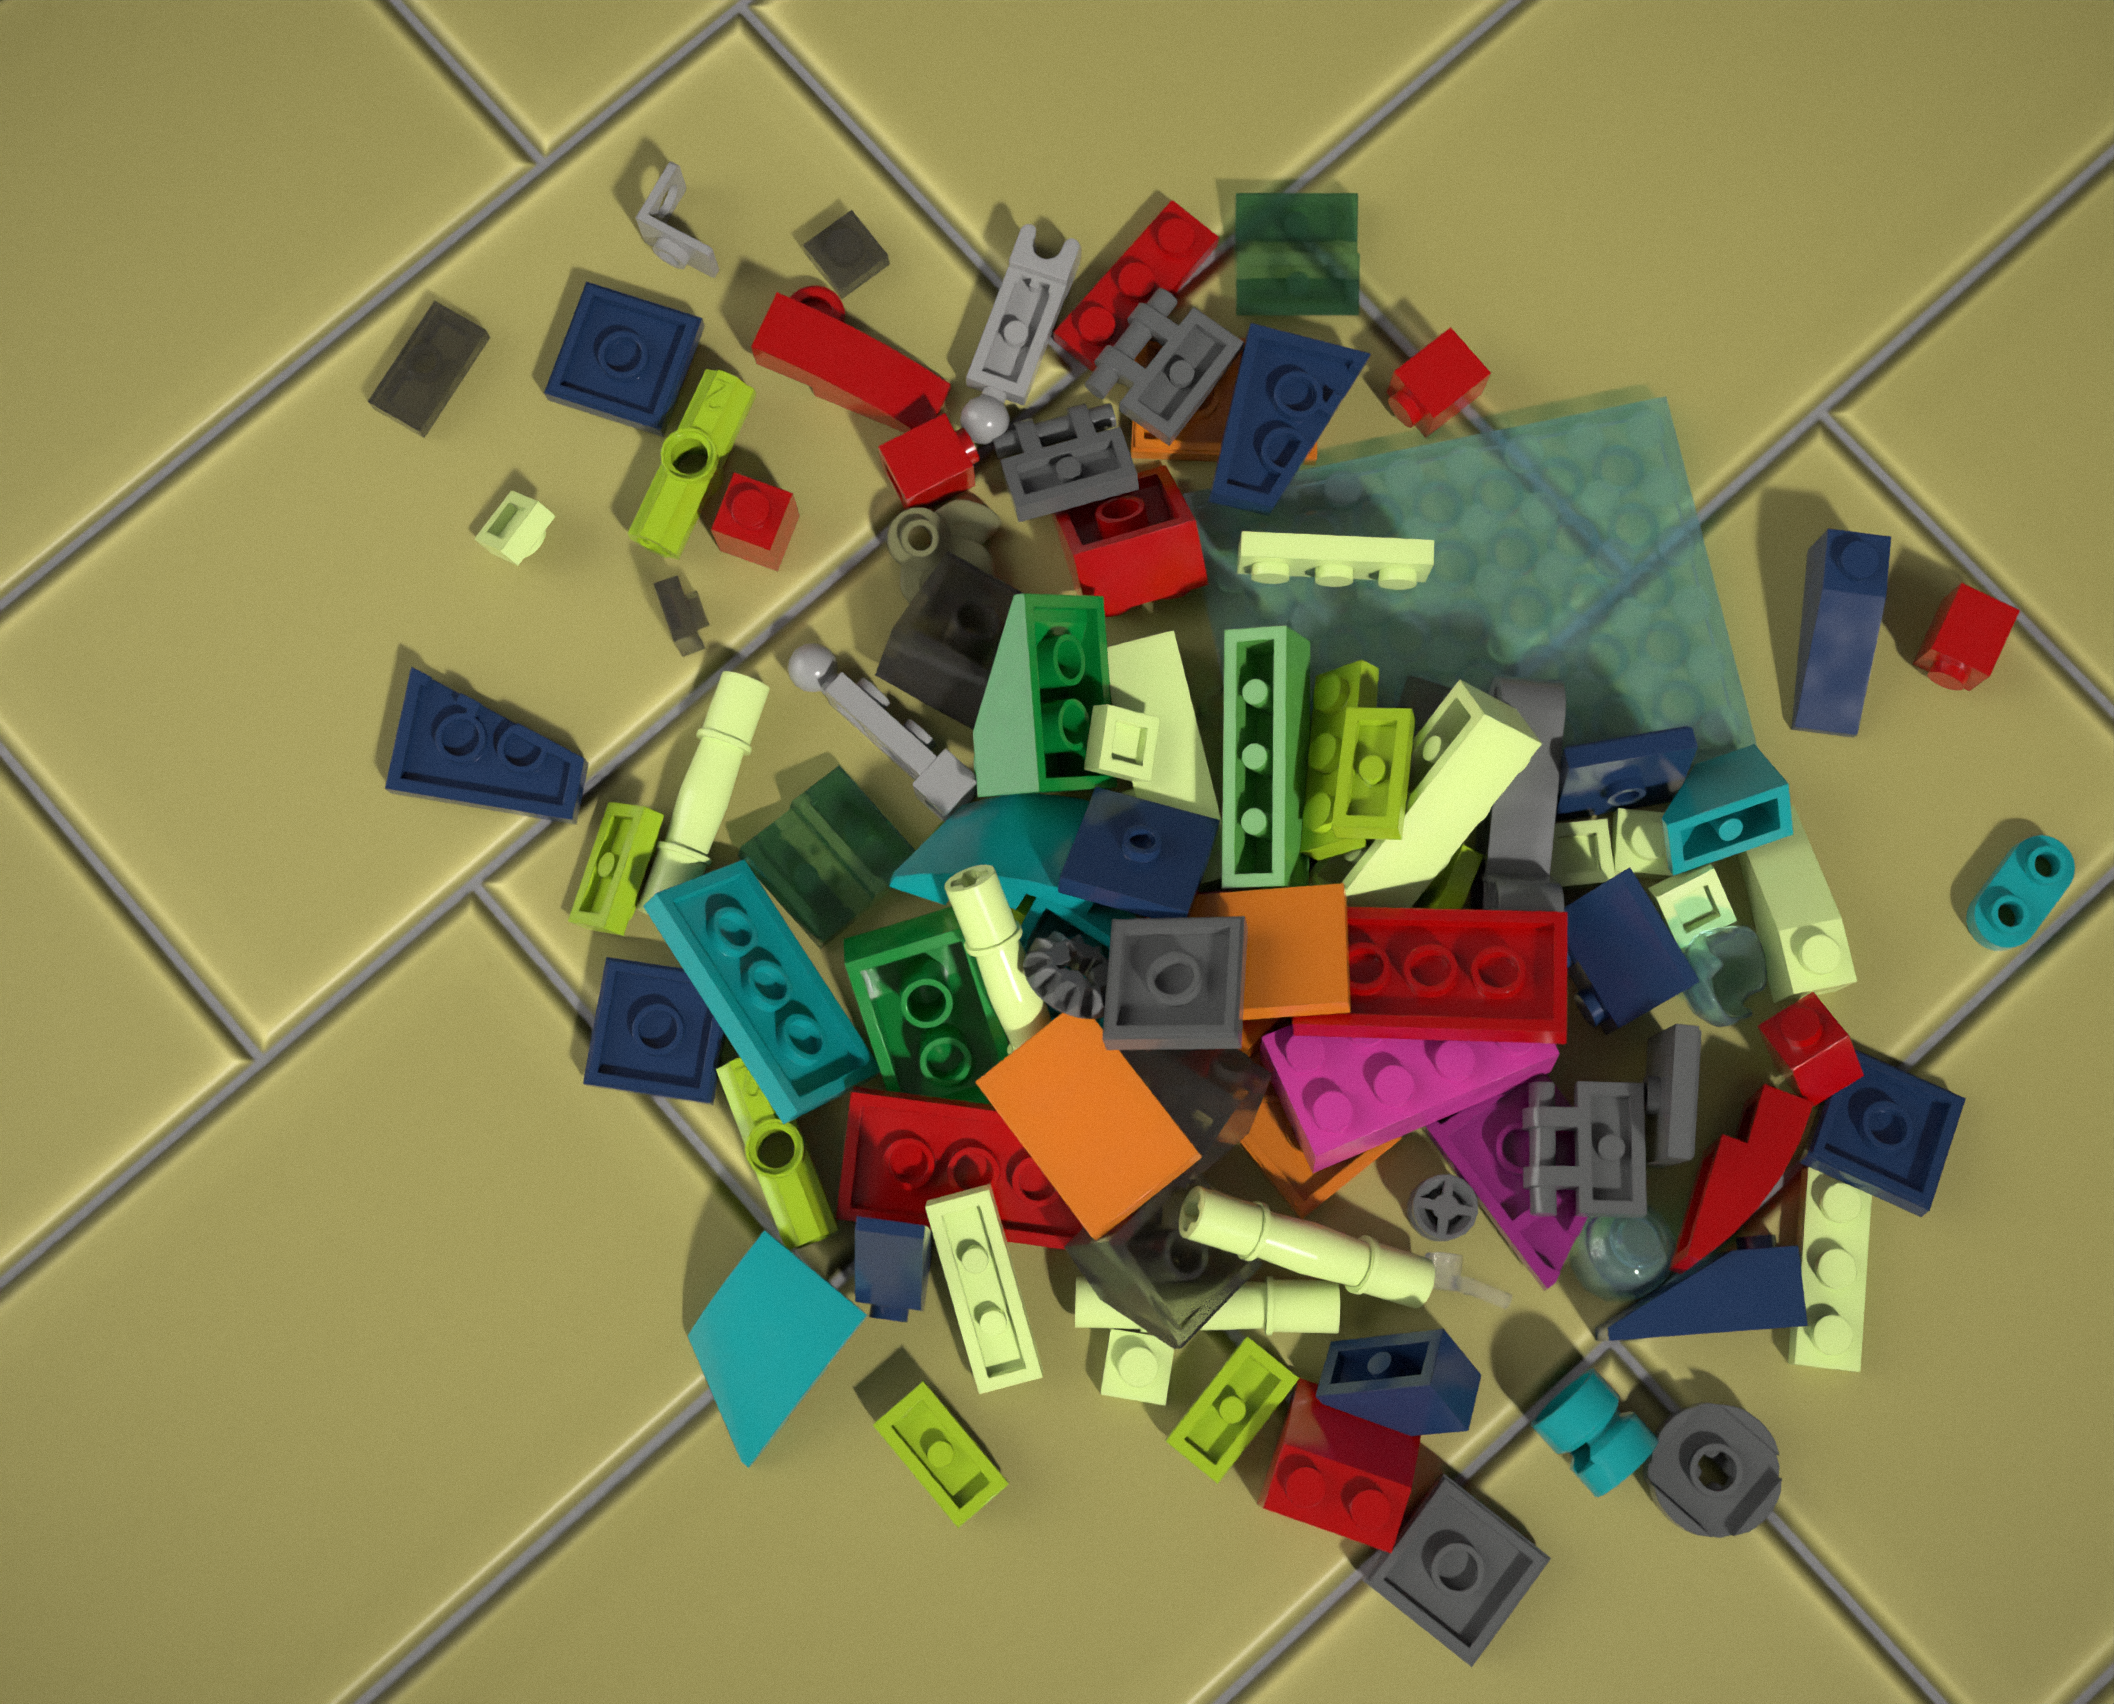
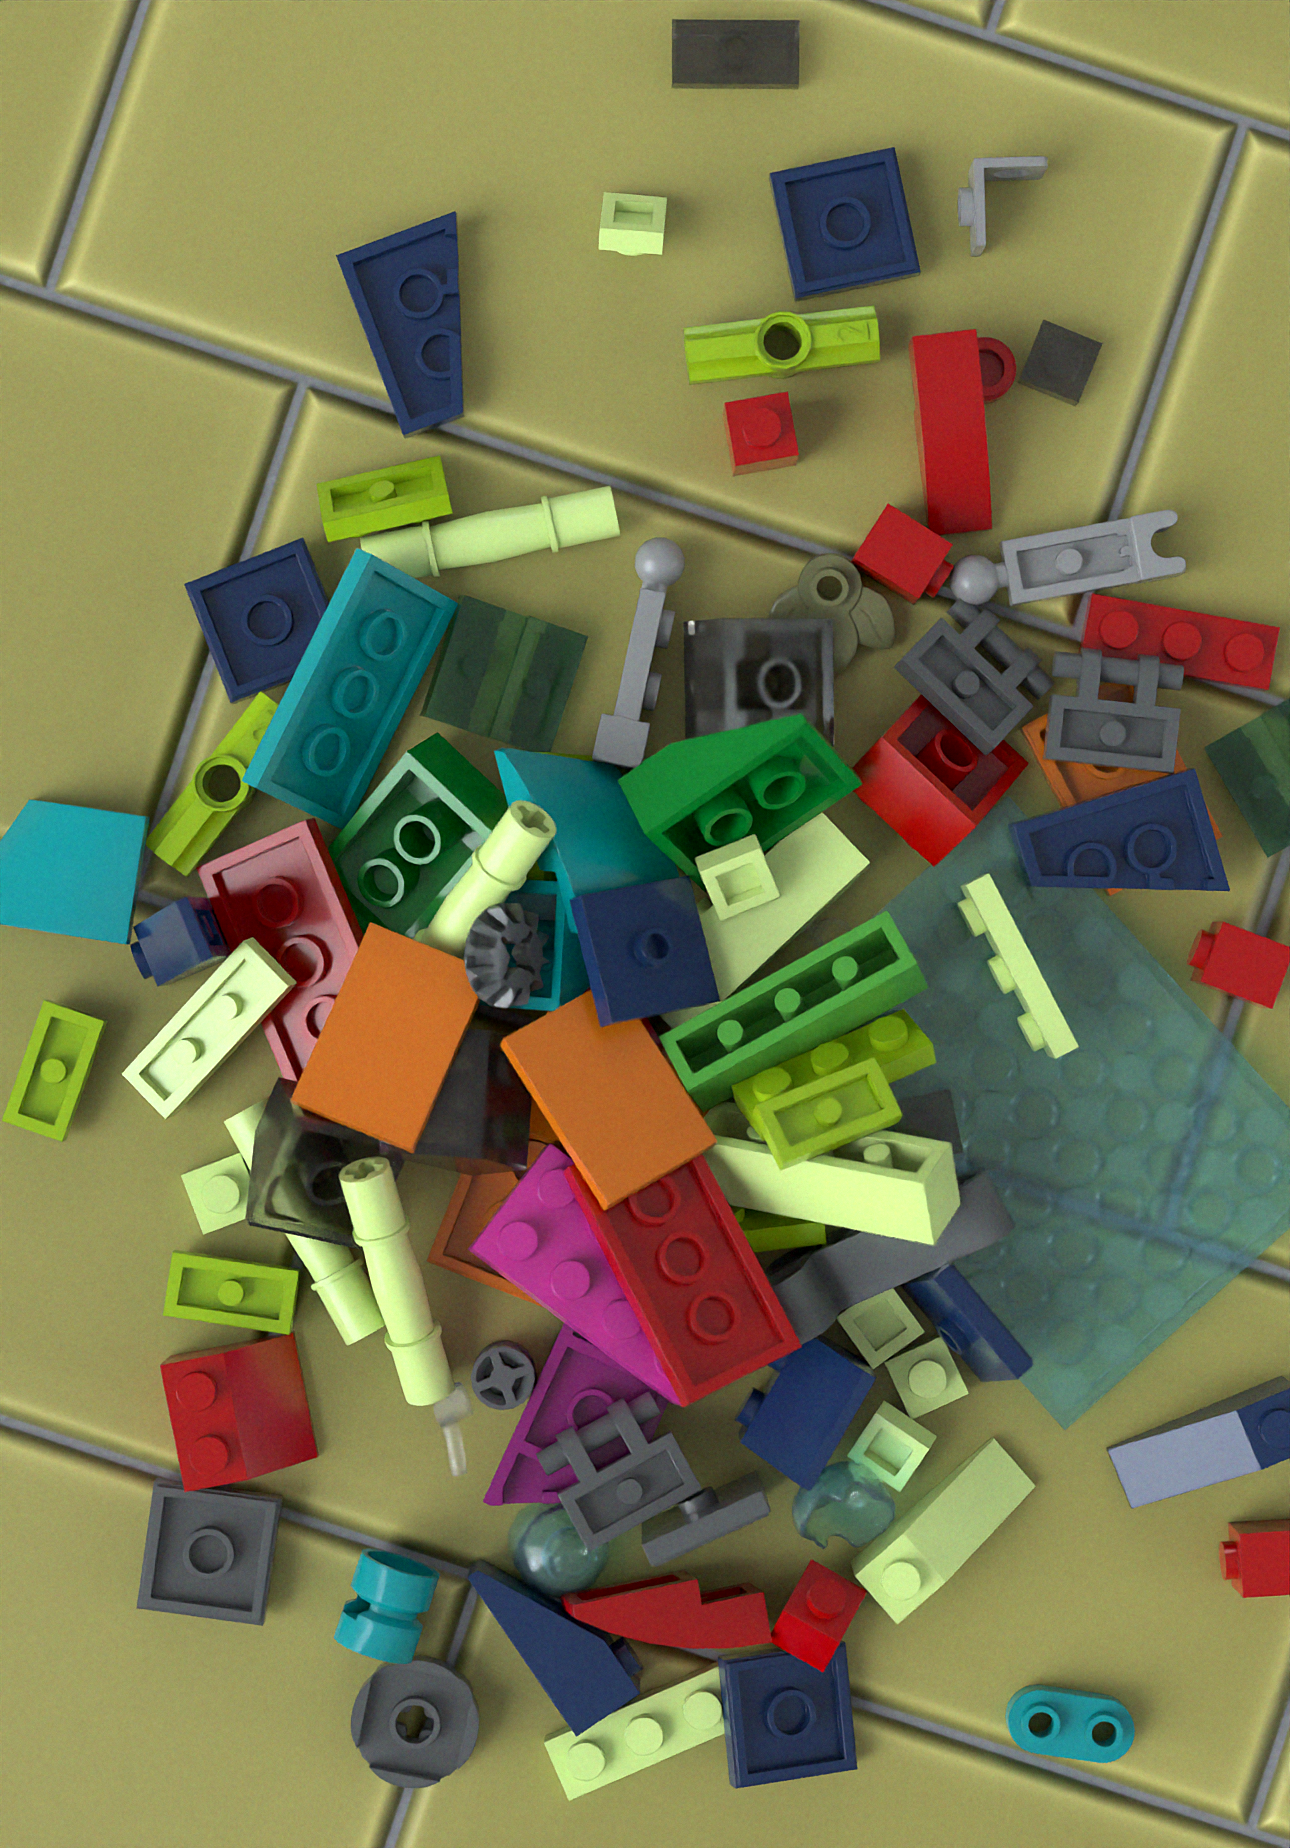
camera: 55 degrees right, 10 degrees up
(683, 614) = (640, 420): clear smoke plate -> none
(1176, 983) = (542, 1048): dark grey plate -> none
(1402, 1382) = (334, 1422): dark blue slope -> none
(1726, 810) = (989, 1430): teal slope -> none

